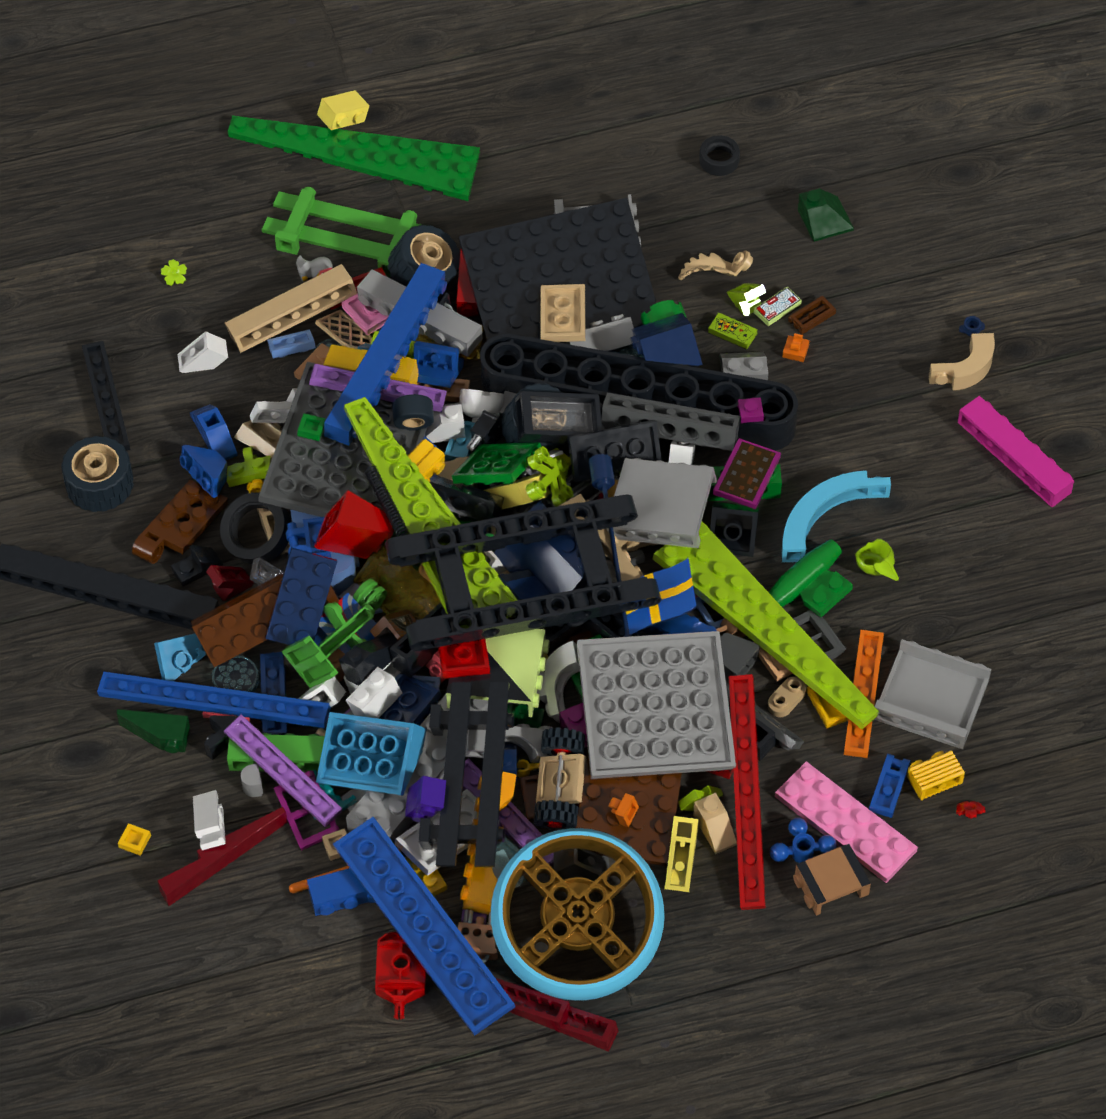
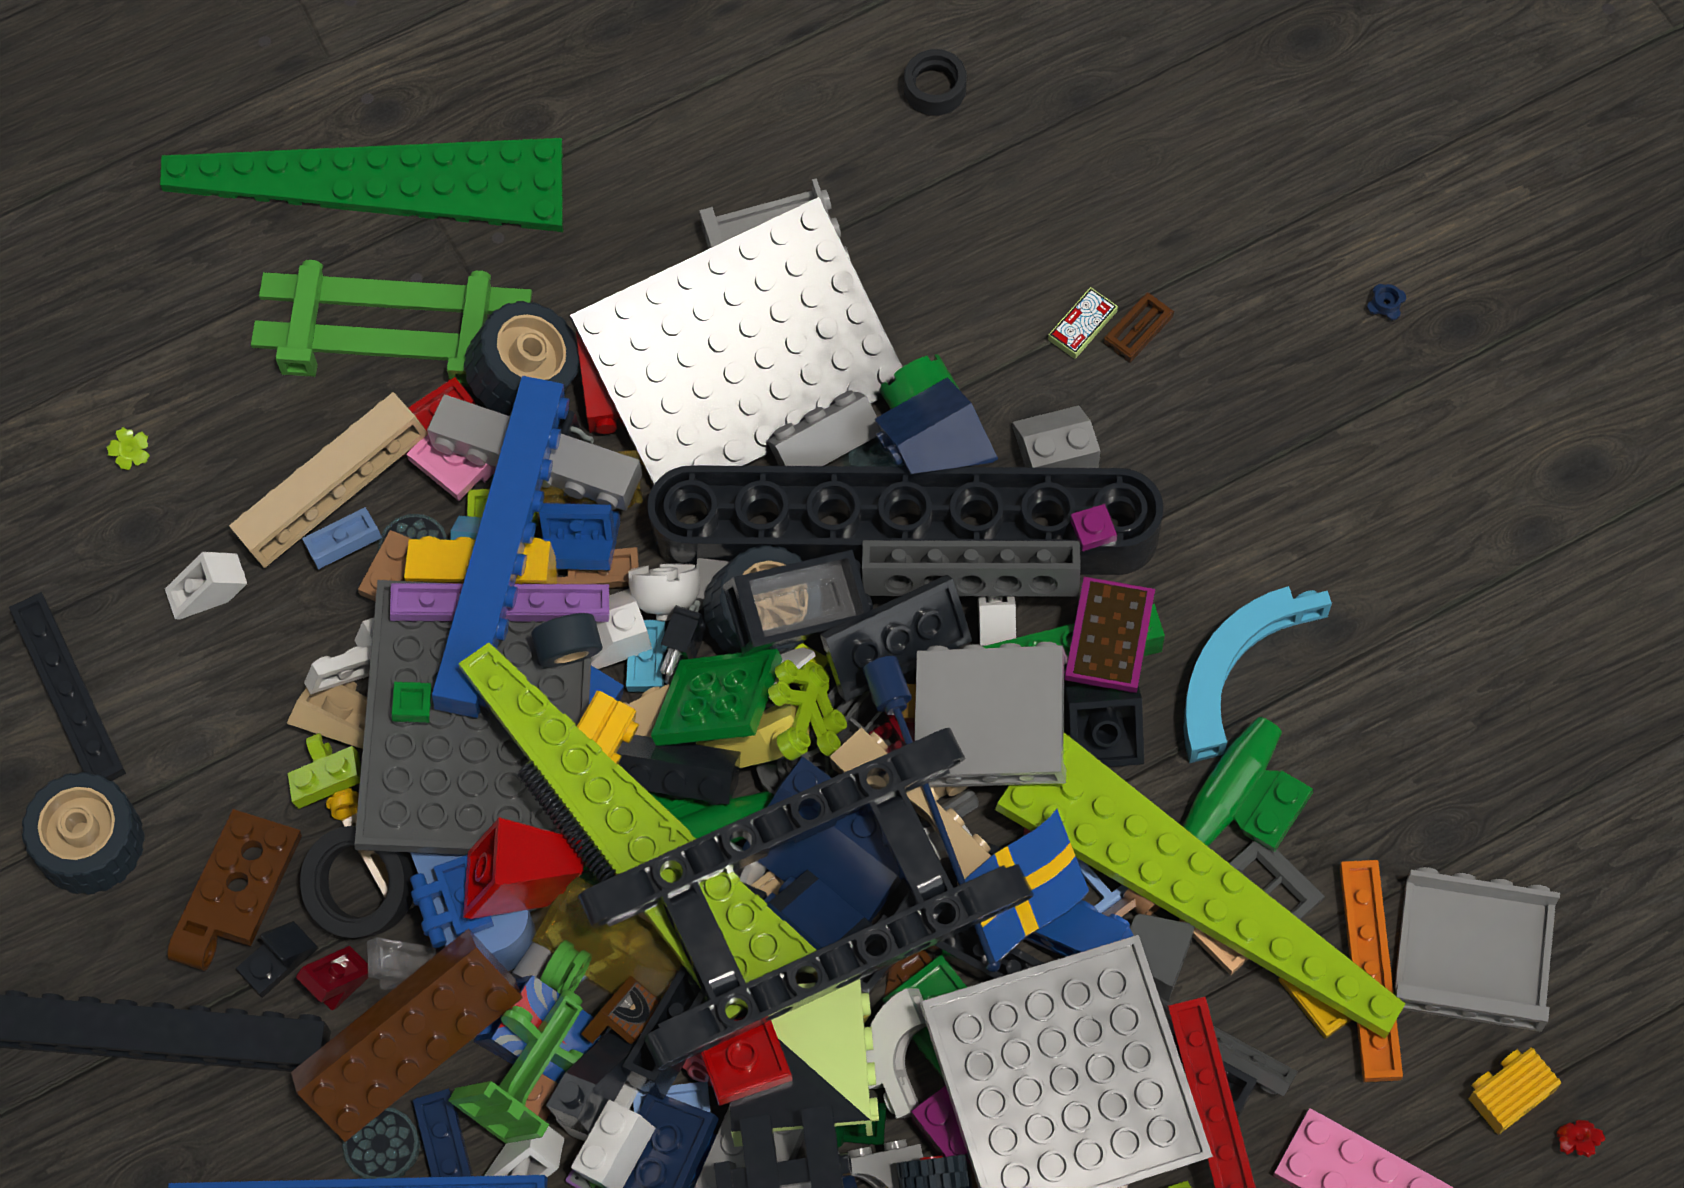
camera: 10 degrees left, 10 degrees up
(178, 655) = (280, 1132): dark azure wing -> none
(205, 467) = (254, 787): blue slope -> none
(214, 431) = (253, 719): blue slope -> none
(301, 597) = (462, 1012): dark blue plate -> none
(312, 268) = (350, 399): light grey animal -> none
(343, 110) = (334, 116): light yellow brick -> none
(344, 342) = (380, 494): tan window -> none
(563, 313) = (761, 412): tan plate -> none
(732, 330) = (1023, 378): lime tile -> none
(741, 262) = (973, 269): tan plant -> none
(746, 297) = (1032, 316): lime slope -> none
(788, 695) = (1254, 997): tan plate -> none
(796, 348) = (1127, 389): orange tile -> none
(823, 214) = (1117, 153): dark green slope -> none
(877, 559) = (1339, 735): lime piece -> none
(889, 786) = (1447, 1124): blue plate -> none
(969, 371) = (1414, 347): tan arch -> none
(1016, 451) = (1504, 503): dark pink brick -> none

